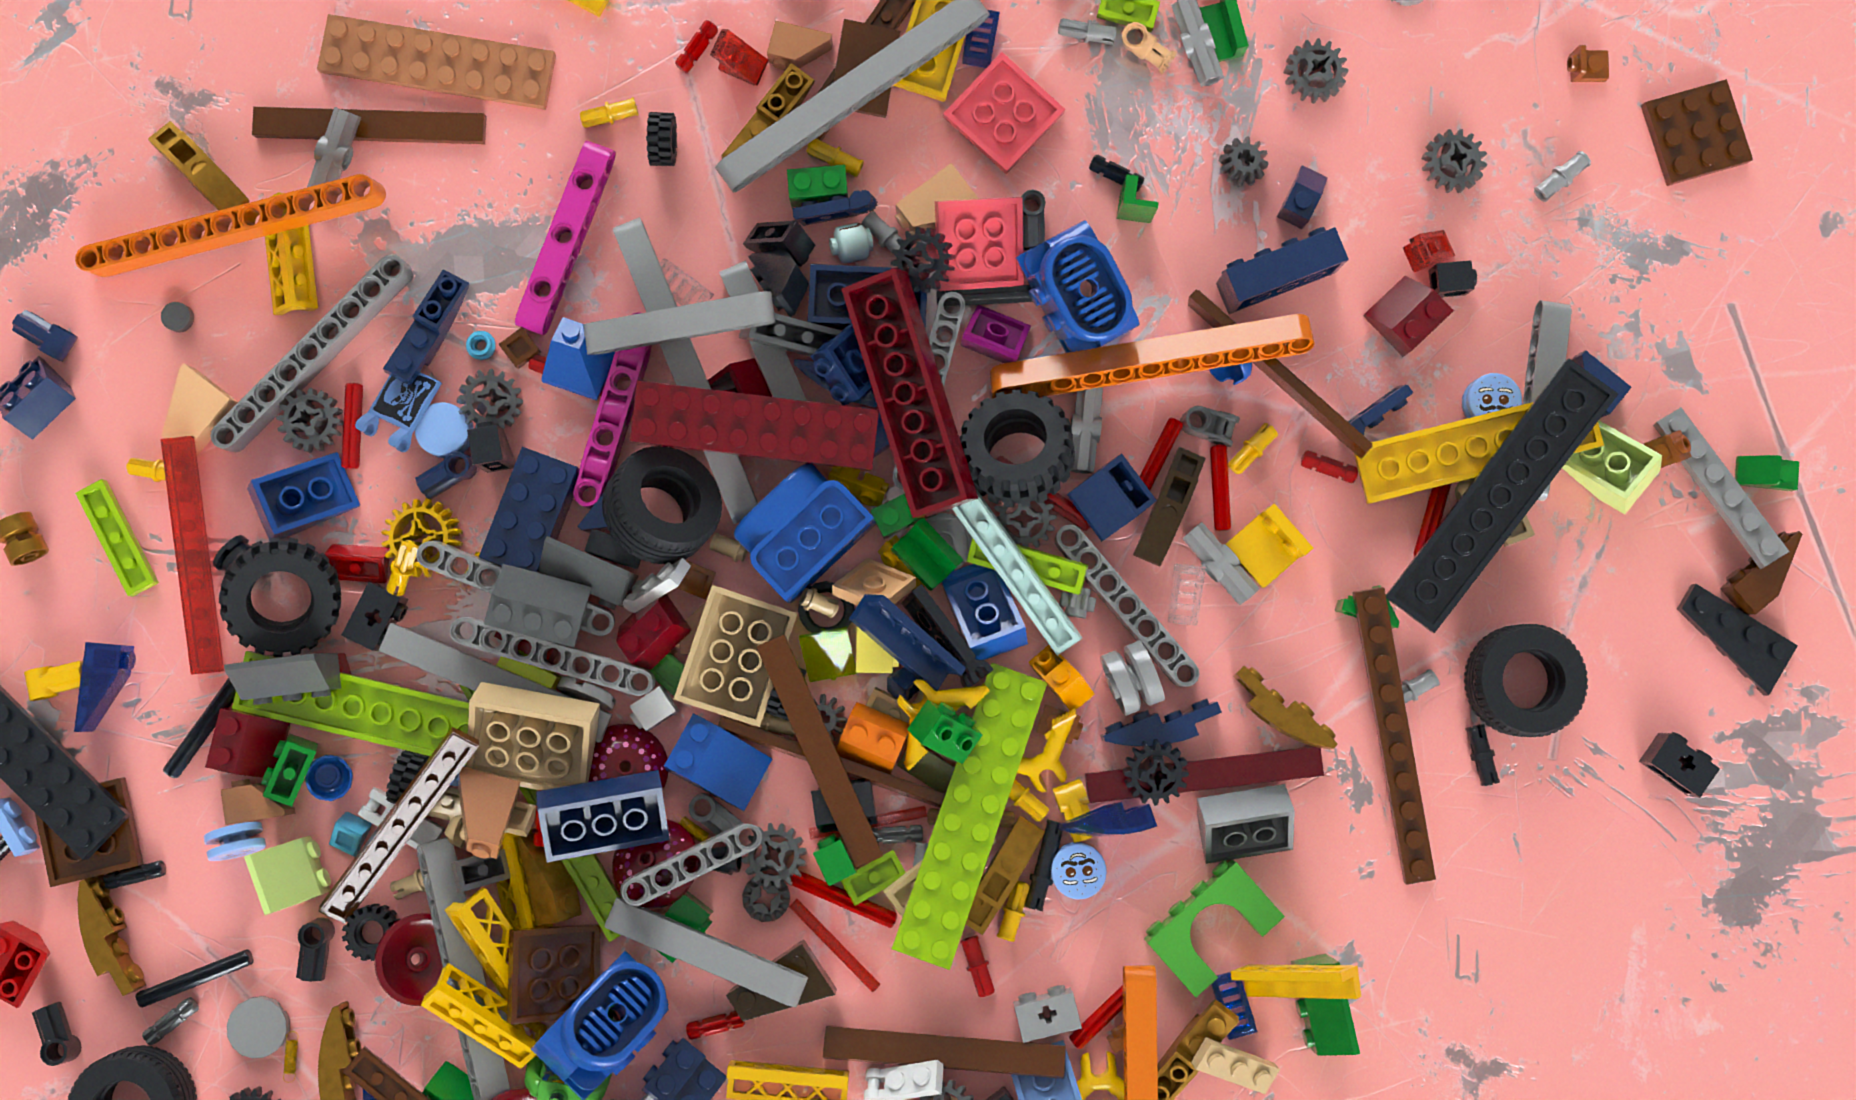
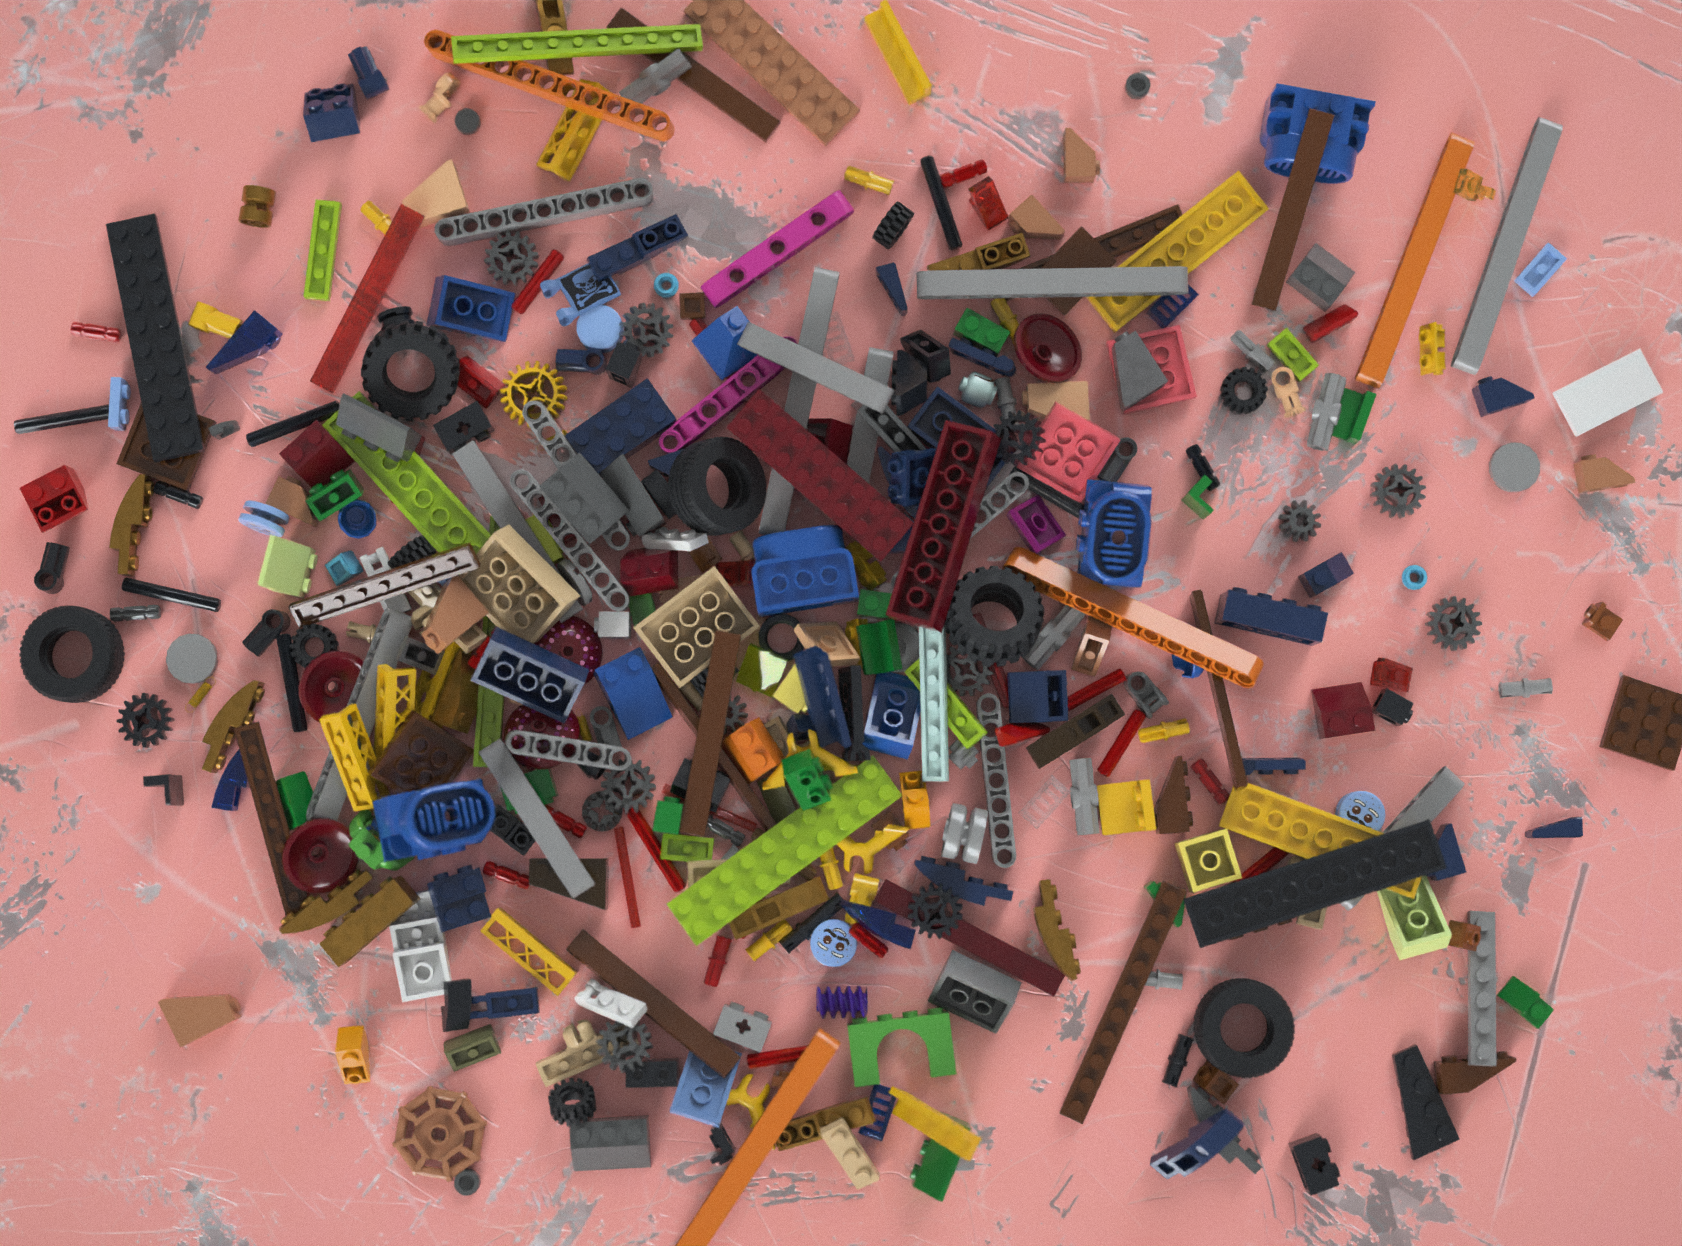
camera: 35 degrees right, 0 degrees up
(132, 299) = (439, 101): none -> light nougat connector
(136, 779) = (224, 429): none -> dark grey tile
(227, 168) = (576, 43): none -> lime plate
(366, 975) = (291, 683): none -> black axle
(402, 568) = (507, 407): yellow axle -> none
(686, 978) = (512, 830): none -> black slope
(693, 88) = (941, 203): none -> black axle
(696, 195) = (891, 282): none -> dark blue slope
(738, 933) = (567, 823): none -> red axle
(739, 576) = (737, 573): none -> clear red slope
(813, 600) = (780, 629): tan pin -> none
(891, 157) = (1047, 348): none -> dark red dish
(989, 121) = (1135, 370): none -> flat silver slope
(1105, 57) = (1243, 375): none -> black tyre
(1110, 845) = (868, 940): none -> red axle
(1118, 544) = (1019, 732): none -> red slope
(1126, 922) = (841, 1002): none -> dark purple piece
(1129, 414) = (1091, 646): none -> nougat slope
(1307, 509) = (1171, 807): none -> reddish brown slope
(1381, 543) = (1208, 860): none -> light yellow brick
(1389, 135) = (1421, 574): none -> medium azure plate
(1532, 751) = (1215, 1082): none -> dark orange bracket
(1566, 796) = (1202, 1110): none -> dark grey slope
(1567, 824) = (1200, 1146): none -> dark blue slope
(1691, 282) = (1565, 828): none -> dark blue slope

